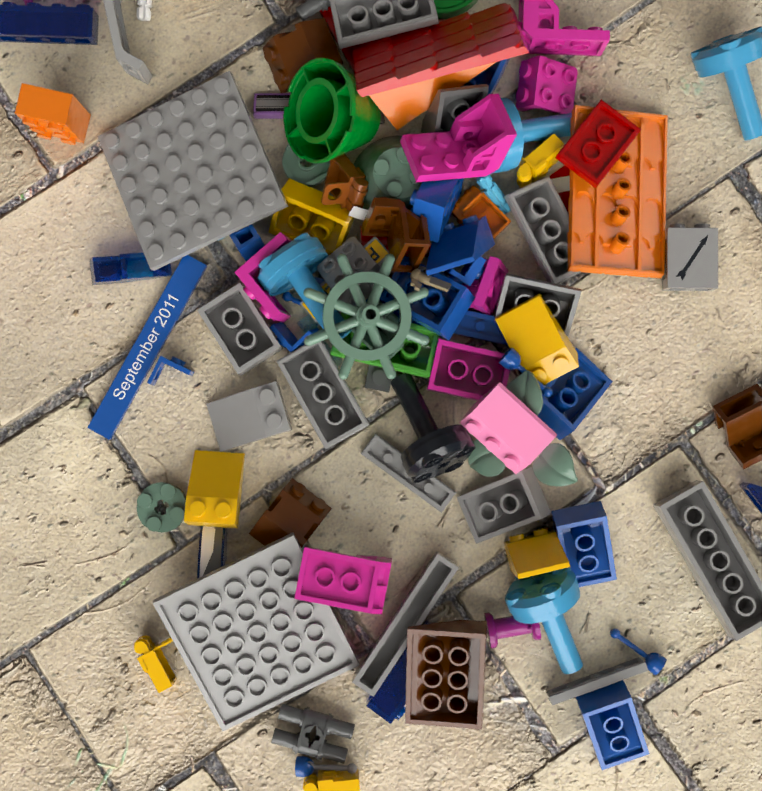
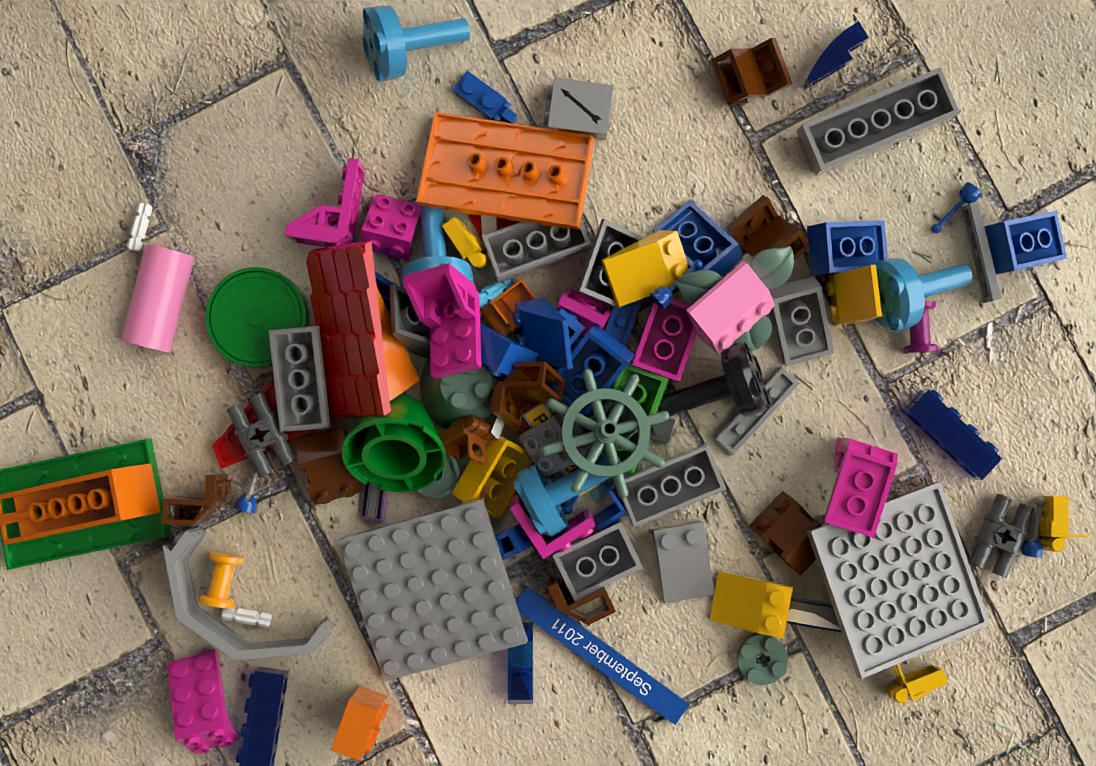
camera: 85 degrees left, 0 degrees up
(174, 362) = (621, 630): blue bracket -> none
(199, 294) = (556, 597): none -> reddish brown piece
(410, 613) = (905, 432): light grey brick -> none
(419, 275) = (570, 376): dark tan piece -> none
(446, 674) = (960, 397): reddish brown slope -> none
(592, 457) = (764, 229): none -> reddish brown piece
(598, 143) = (458, 183): red tile -> none
(687, 163) = (484, 98): none -> blue hinge

